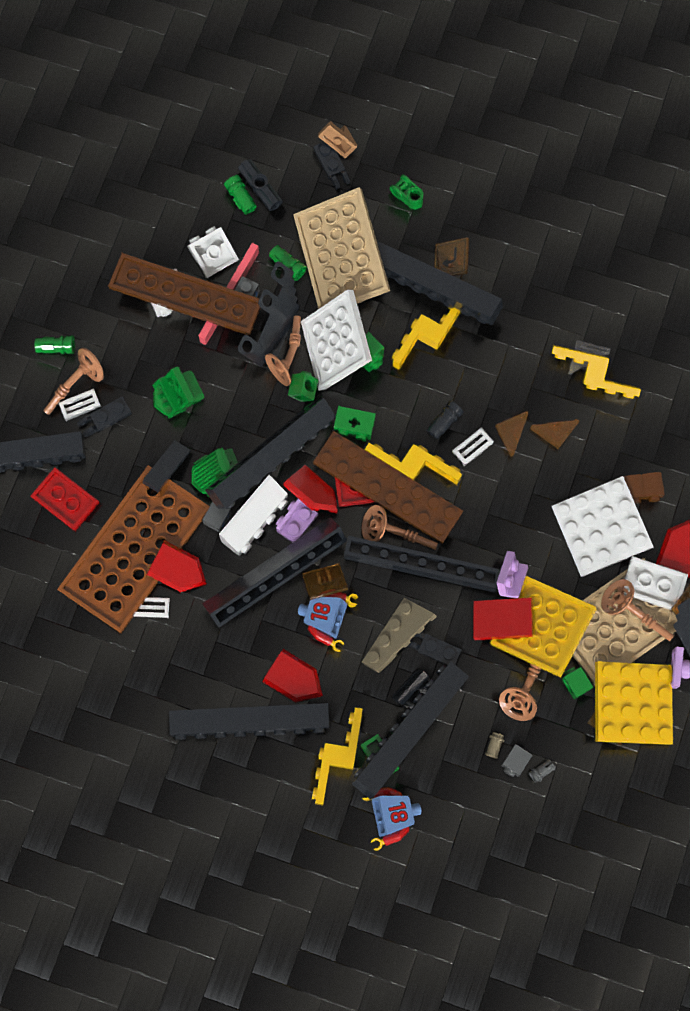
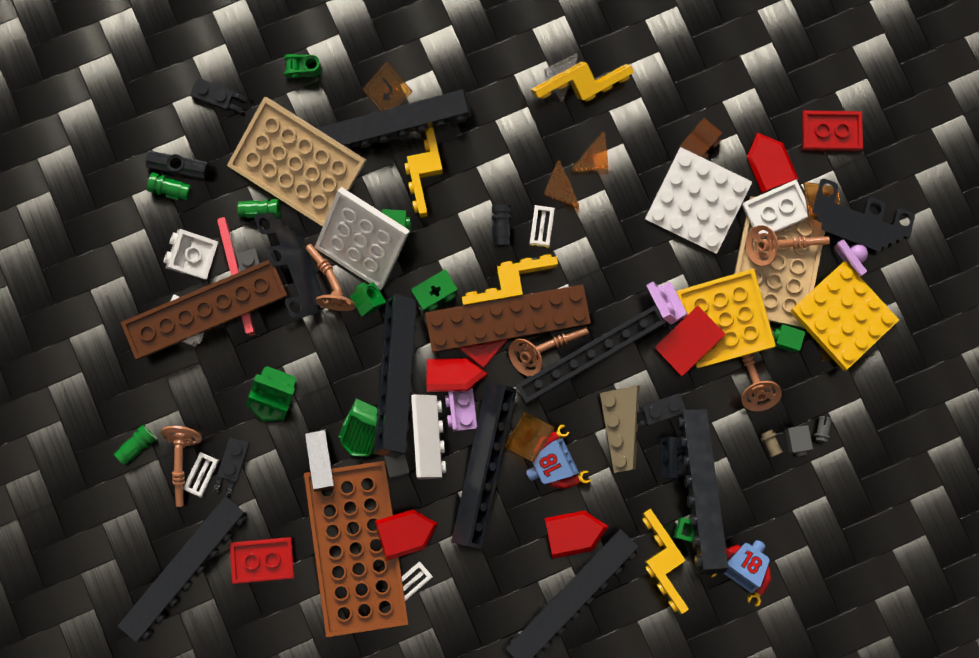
camera: 45 degrees left, 5 degrees up
(338, 139) = (205, 71): medium nougat slope -> none

